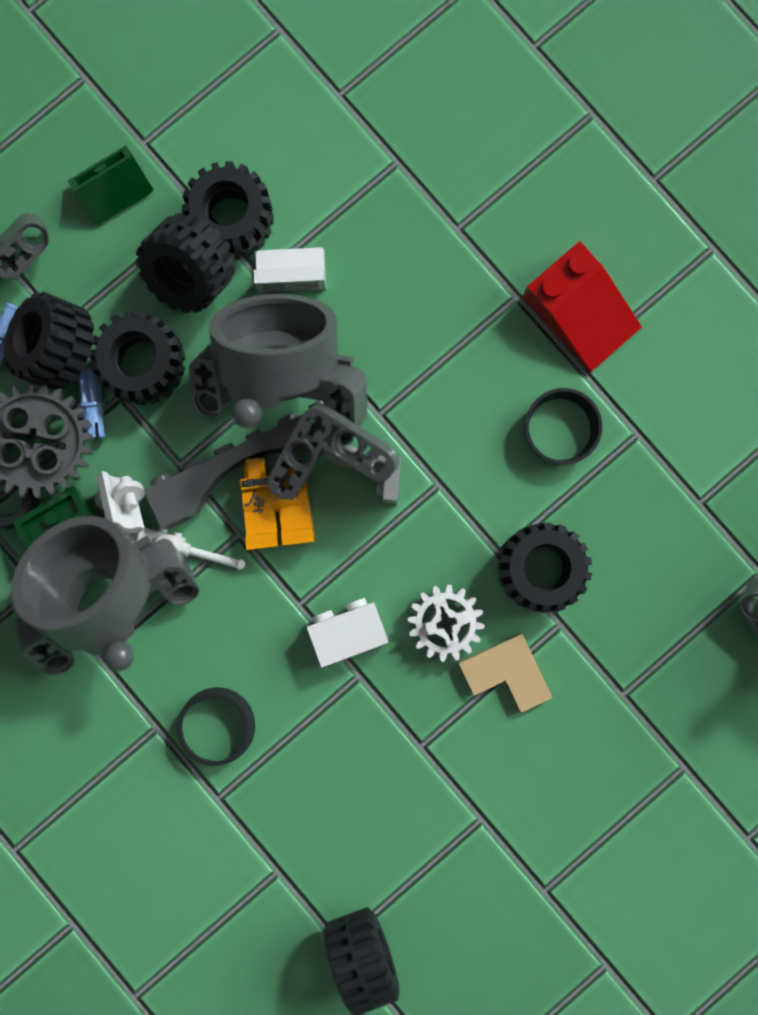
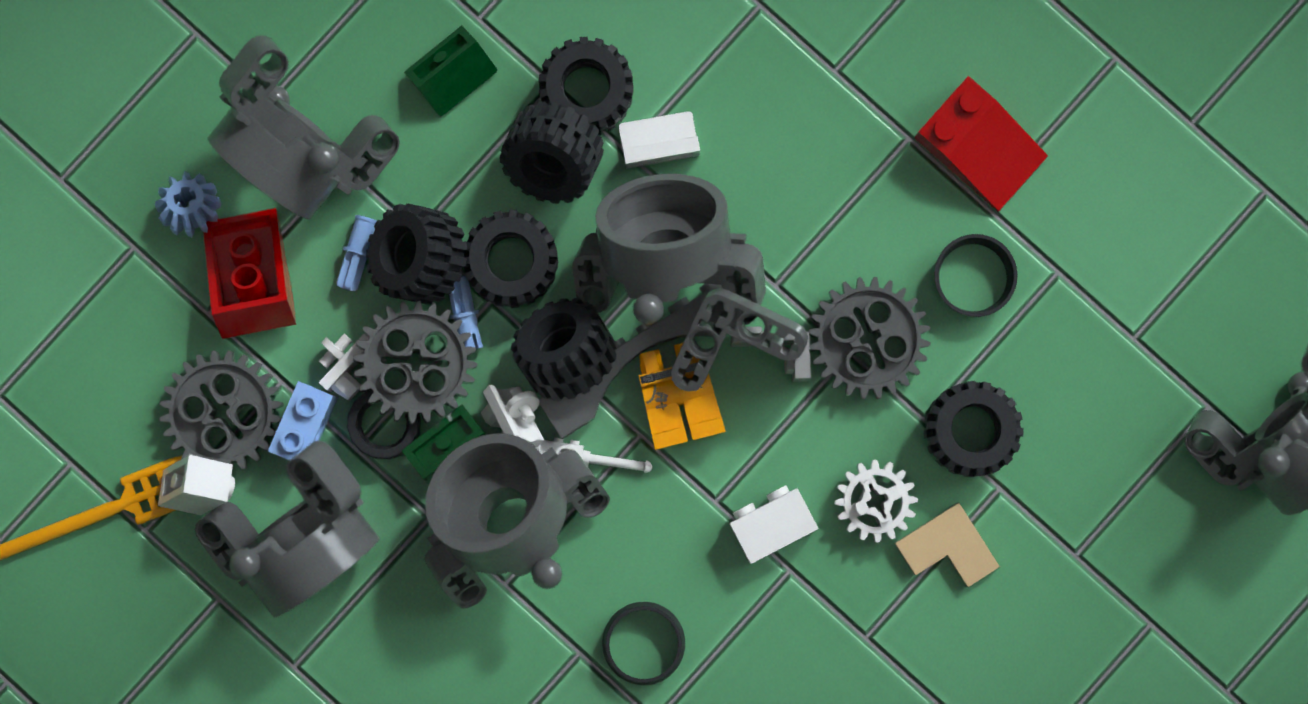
camera: 10 degrees left, 0 degrees up
(172, 446) = (564, 349): none -> black tyre
(428, 480) = (901, 324): none -> dark grey gear

